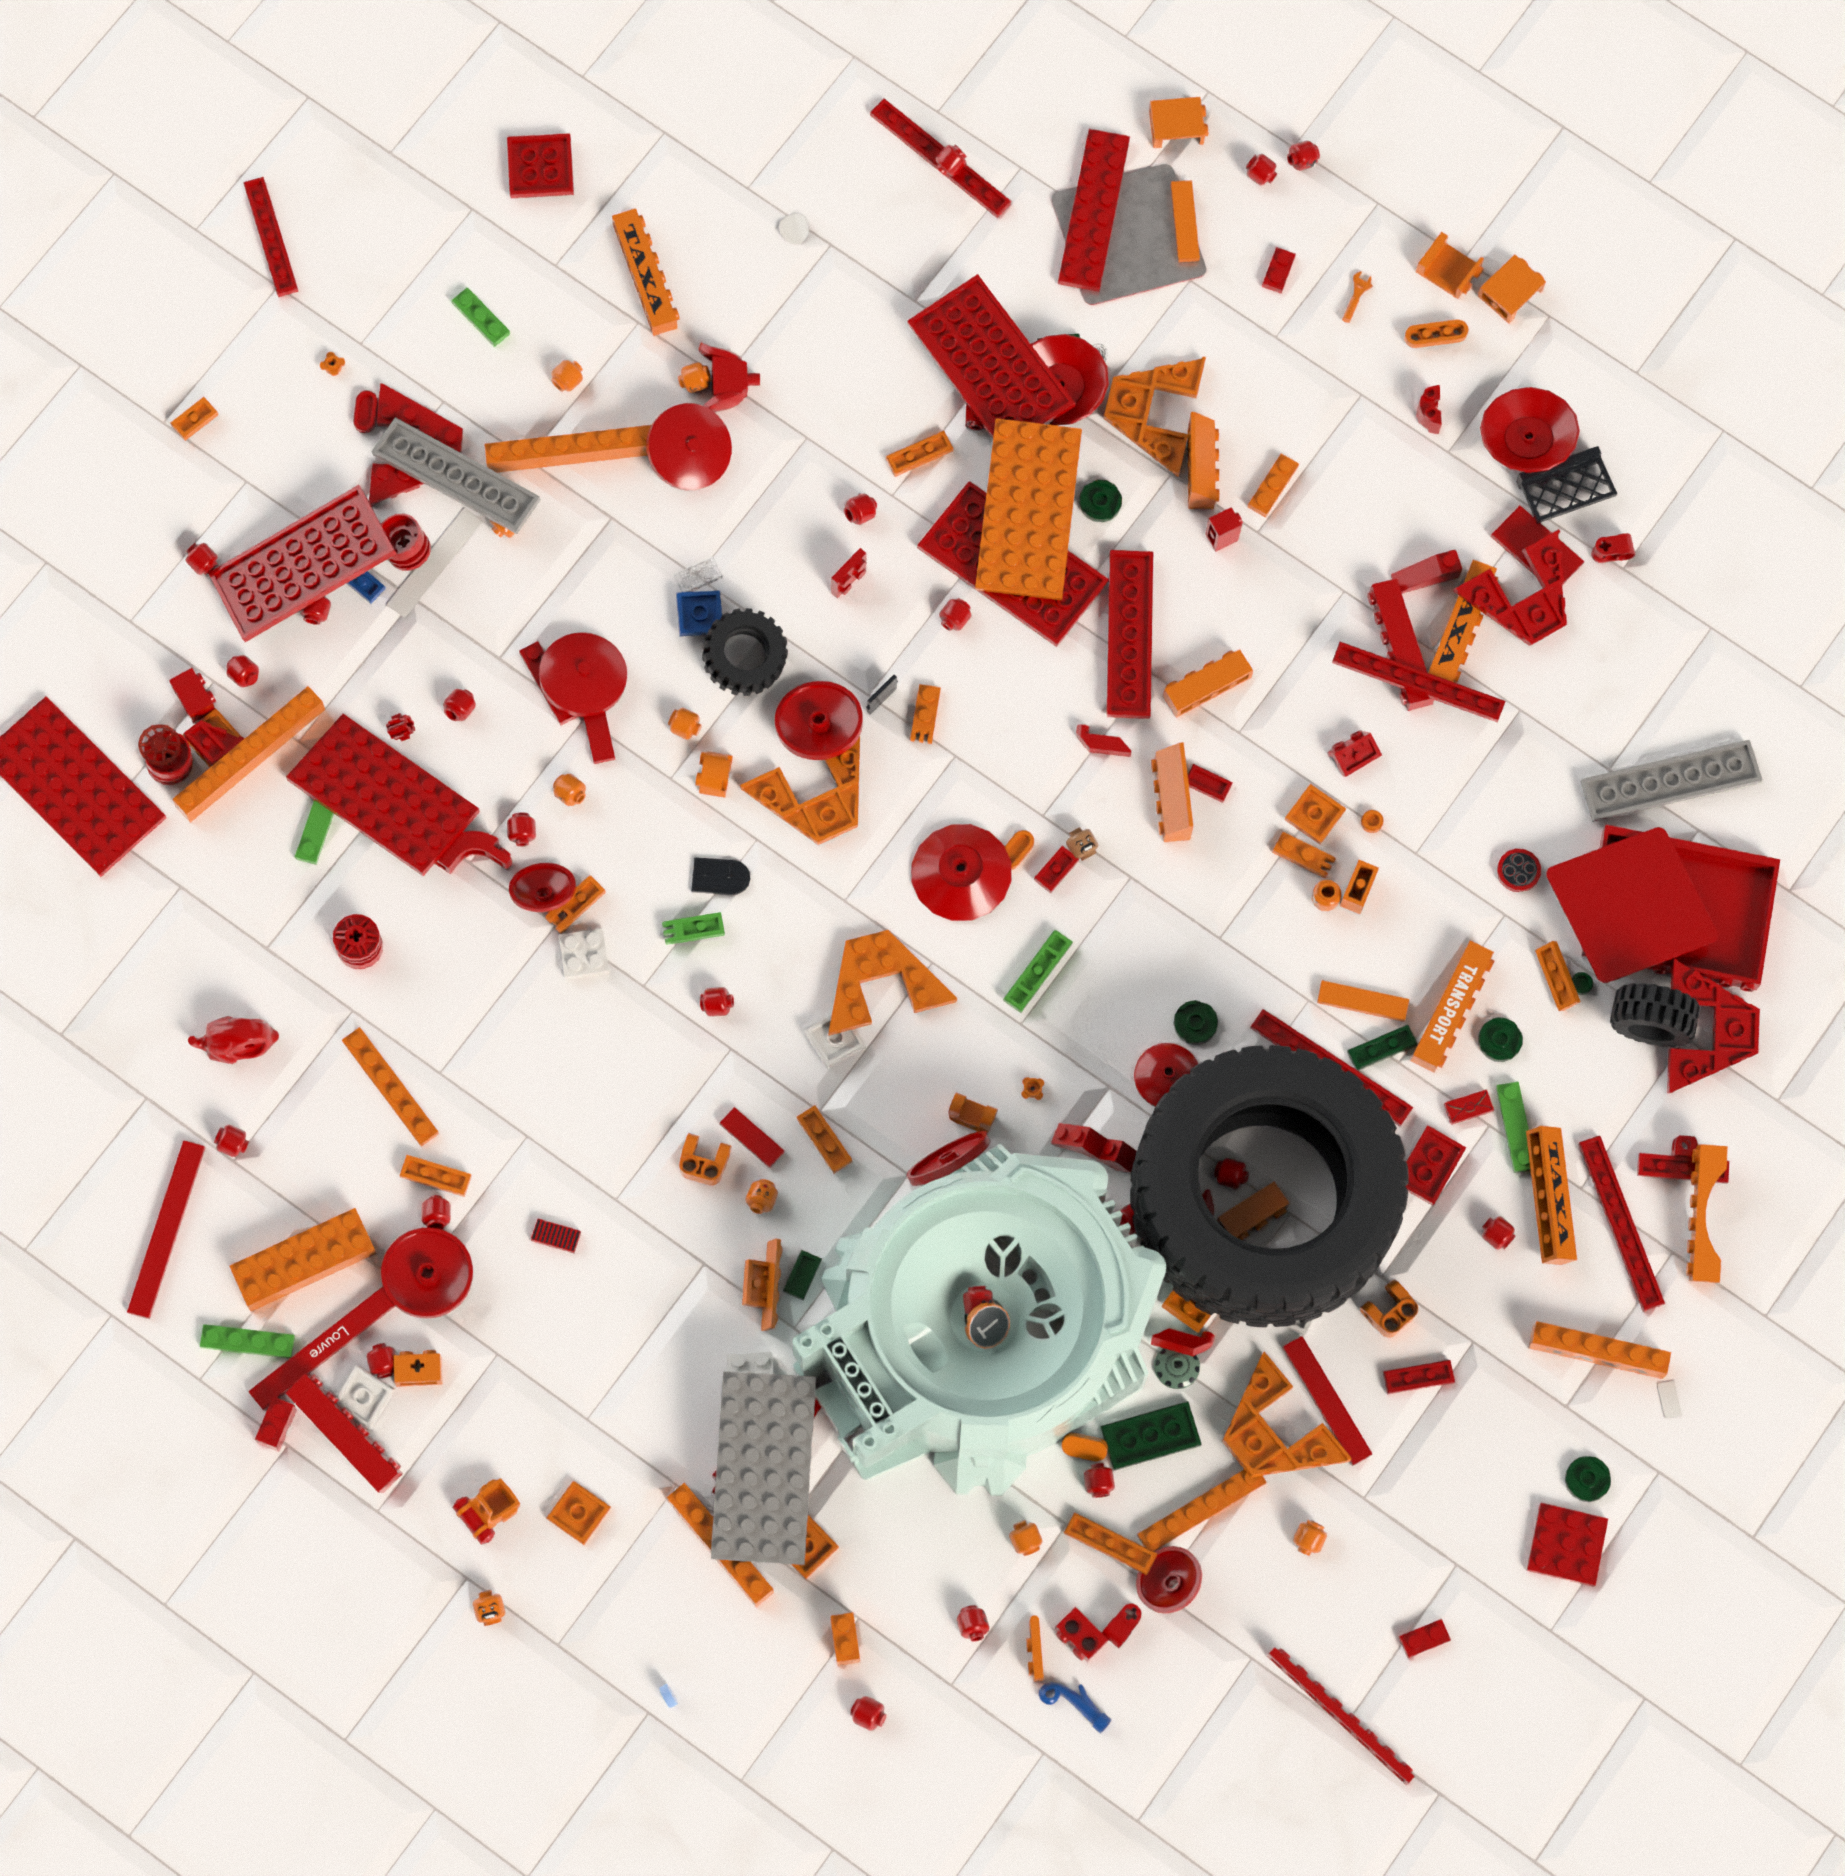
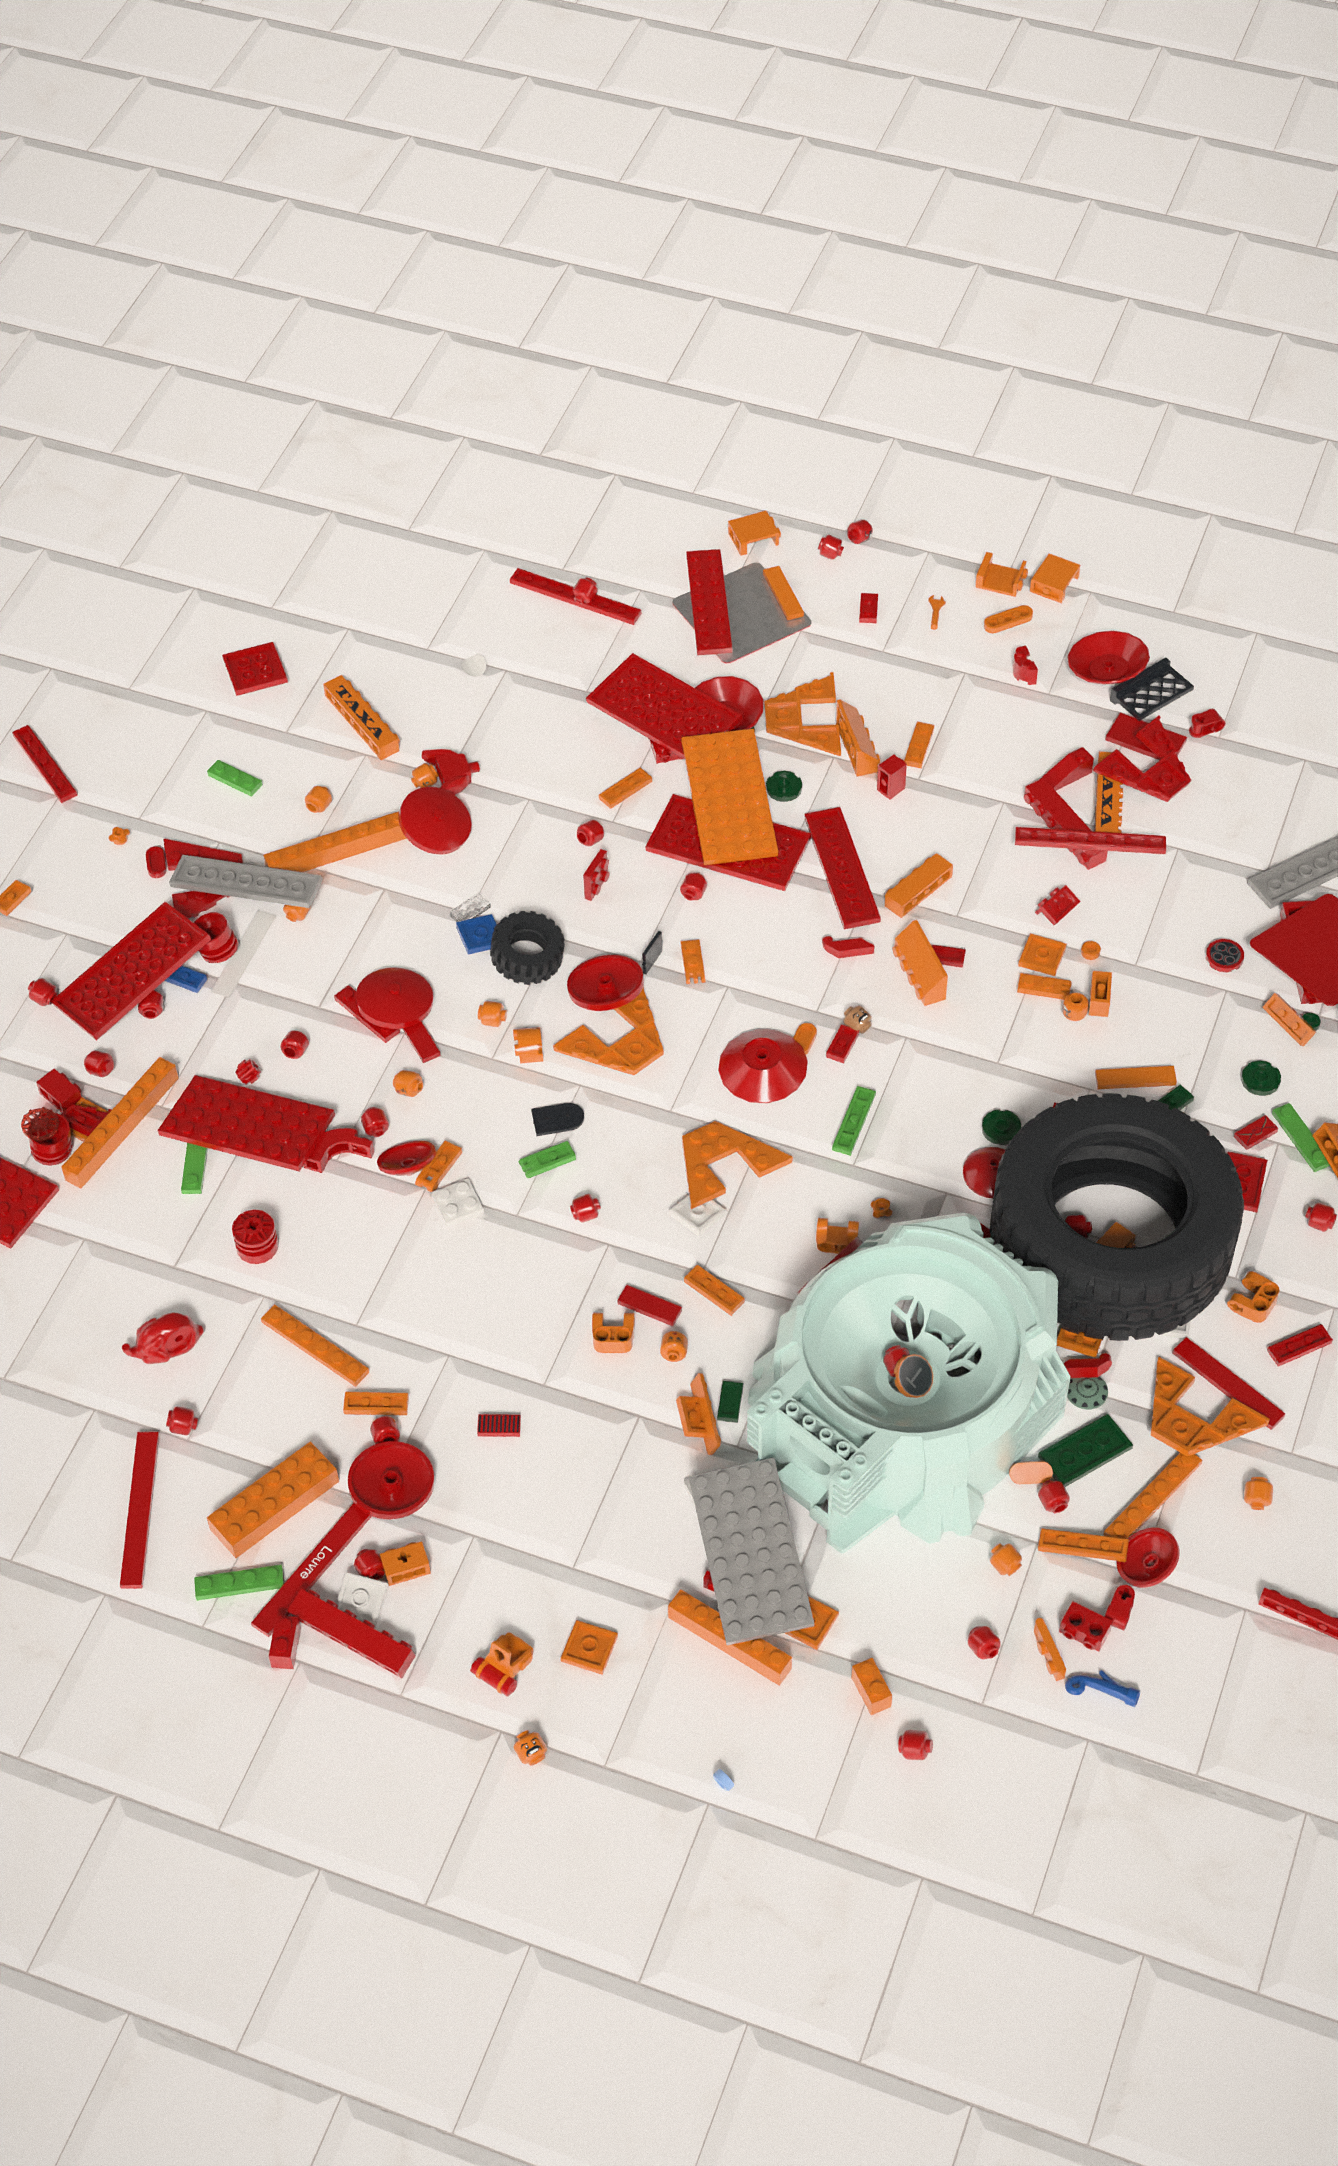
camera: 10 degrees left, 20 degrees down
(1452, 1006) = (1211, 1062): orange brick -> none

